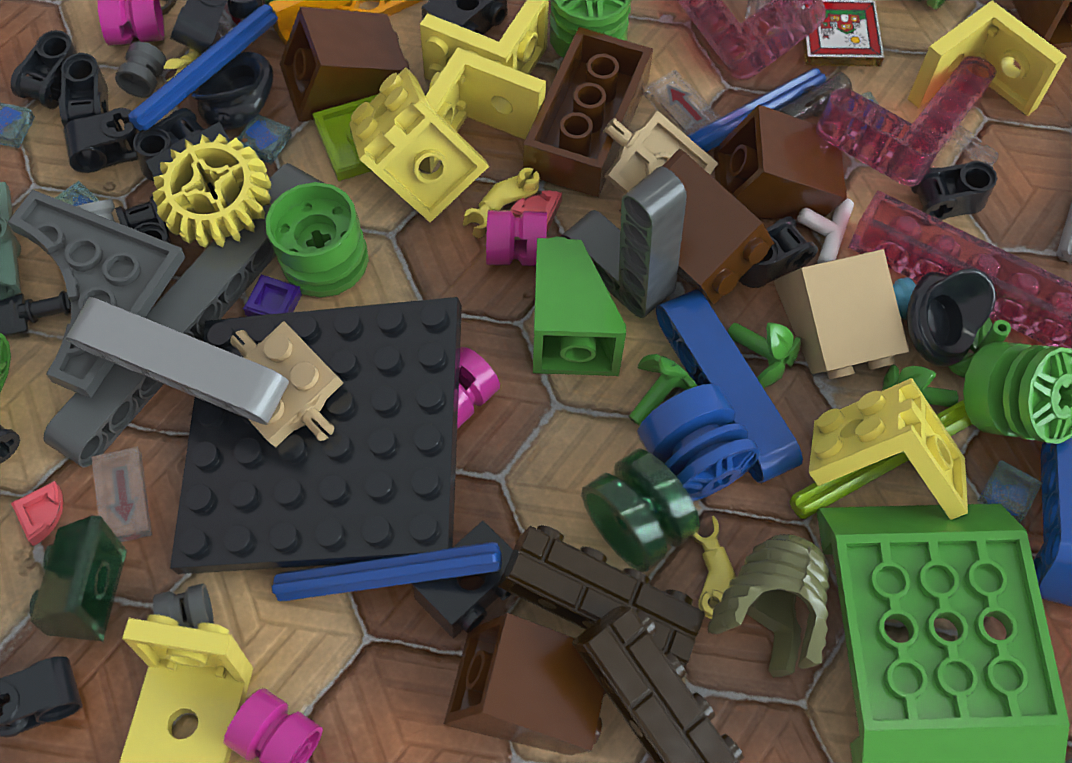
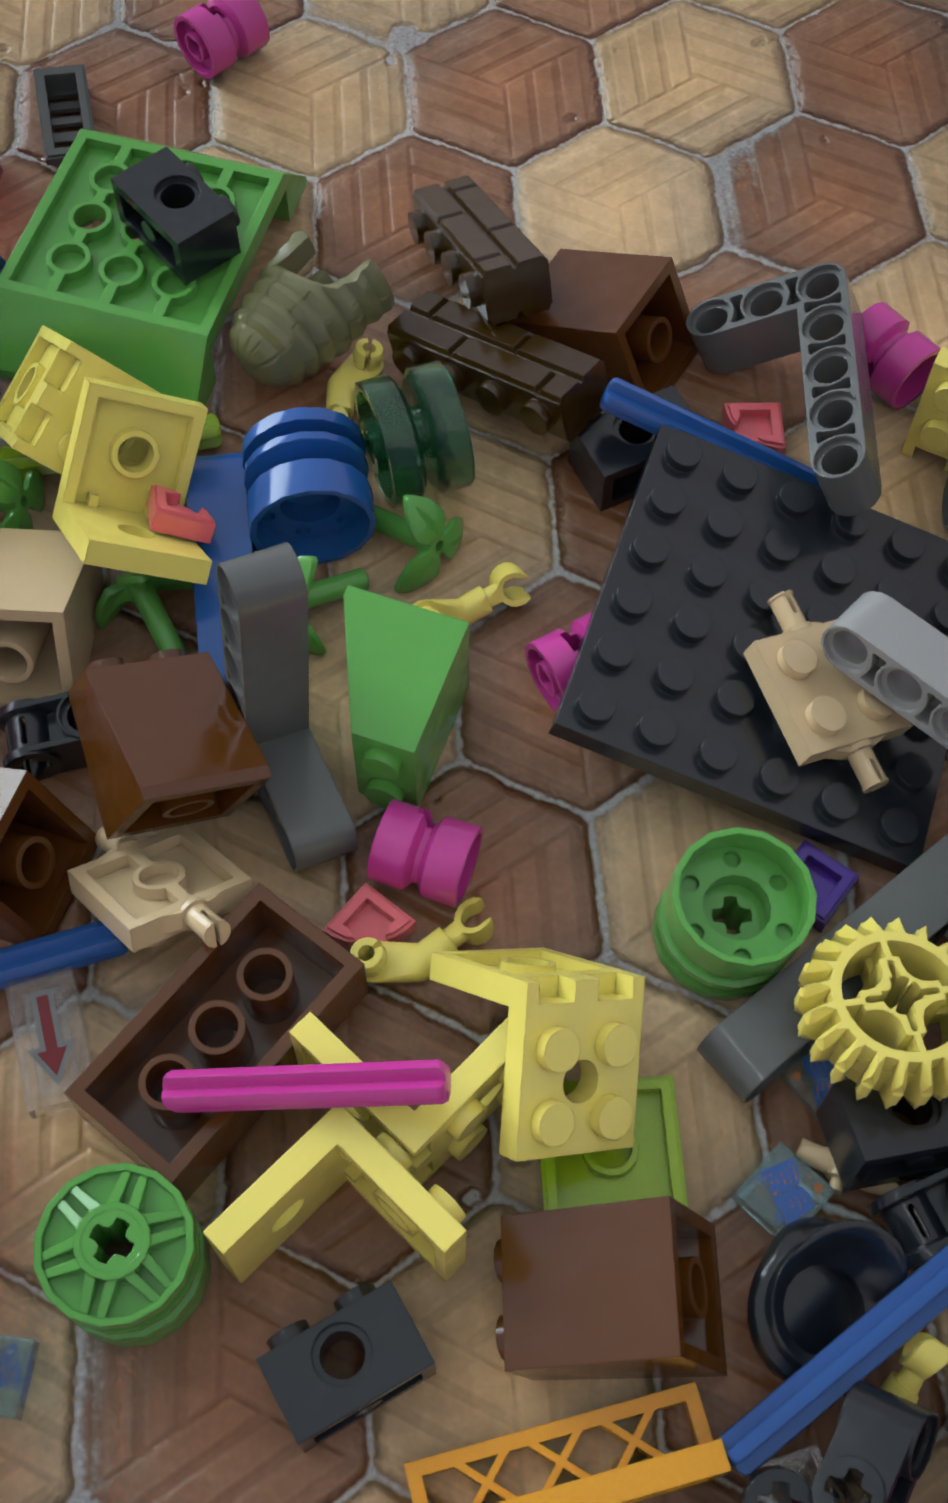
camera: 160 degrees left, 0 degrees up
(332, 654) = (819, 317): none -> dark grey beam
(377, 647) = (757, 421): none -> coral tile
(523, 54) = (307, 1086): none -> dark pink axle
(577, 388) = (478, 601): none -> light yellow arm
(599, 446) = (426, 532): none -> bright green plant
(775, 382) = (172, 518): none -> coral tile
(820, 386) = (104, 502): none -> light yellow bracket
(948, 620) = (177, 214): none -> black brick

